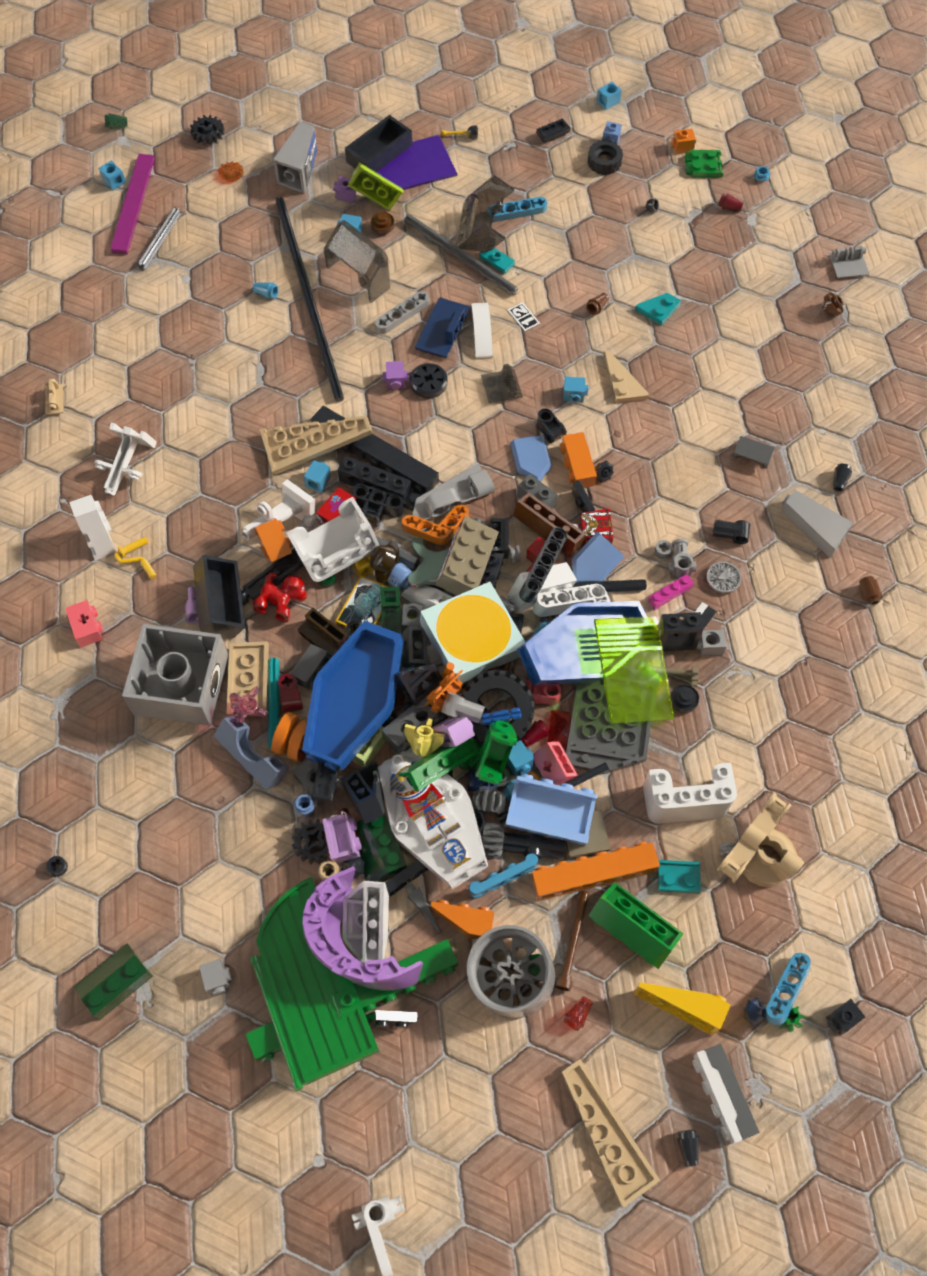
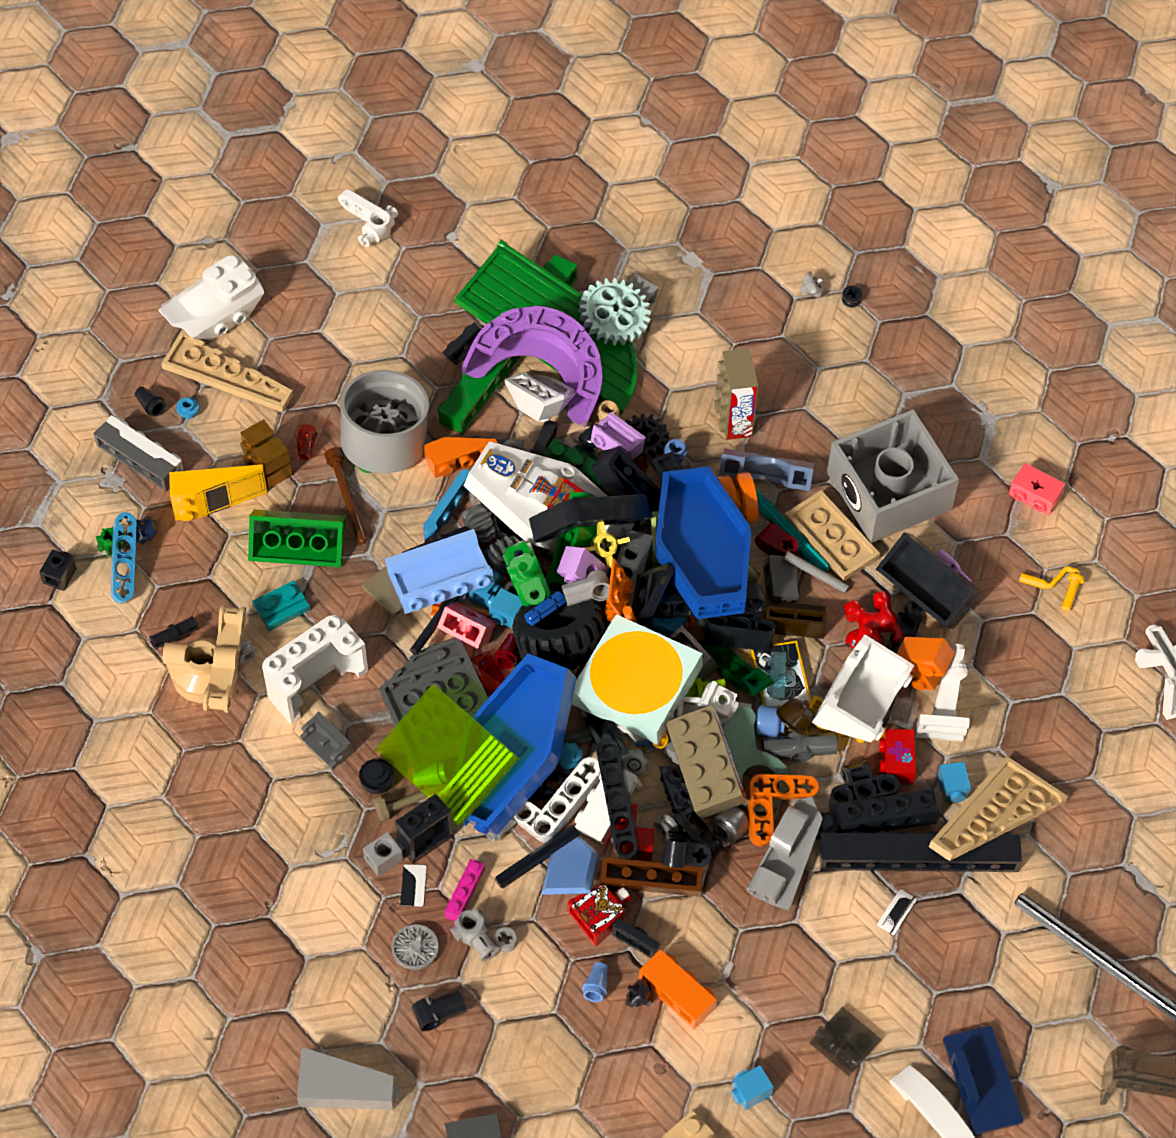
camera: 145 degrees right, 5 degrees down
(78, 893) = (811, 285): none -> light grey piece
(93, 526) = (1119, 569): white wedge -> none
(113, 982) = (722, 246): dark green slope -> none
(227, 806) = (736, 394): none -> dark tan brick
(237, 971) = (614, 311): none -> light aqua gear
(245, 705) = (803, 492): clear pink brick -> none
(283, 655) = (816, 572): none -> light grey bar
(391, 323) = (1052, 1071): light grey beam -> none
(395, 375) = (979, 966): medium lavender brick -> none
(411, 609) = (718, 671): dark grey brick -> none
(413, 433) = (896, 912): none -> sticker
(421, 753) = (588, 512): none -> black beam
(424, 588) = (711, 695): none -> white brick
(431, 388) = (928, 1002): black wheel -> none
(524, 518) = (679, 851): none -> black piece
(531, 456) = (736, 966): medium blue tile -> none
(537, 489) = (692, 910): dark grey brick -> none
(551, 426) = (742, 1014): black piece -> none
(584, 1219) = (215, 301): none -> white slope
(595, 871) = (363, 559): orange brick -> none
(622, 1012) = (270, 453): none -> pearl gold piece
(625, 491) = (596, 984): none -> medium blue cone
(653, 1123) = (189, 412): none -> dark azure plate
(704, 745) = (326, 741): none -> dark grey hinge
(775, 901) = (174, 632): none -> black pin
(870, 590) = (234, 1029): reddish brown brick -> none

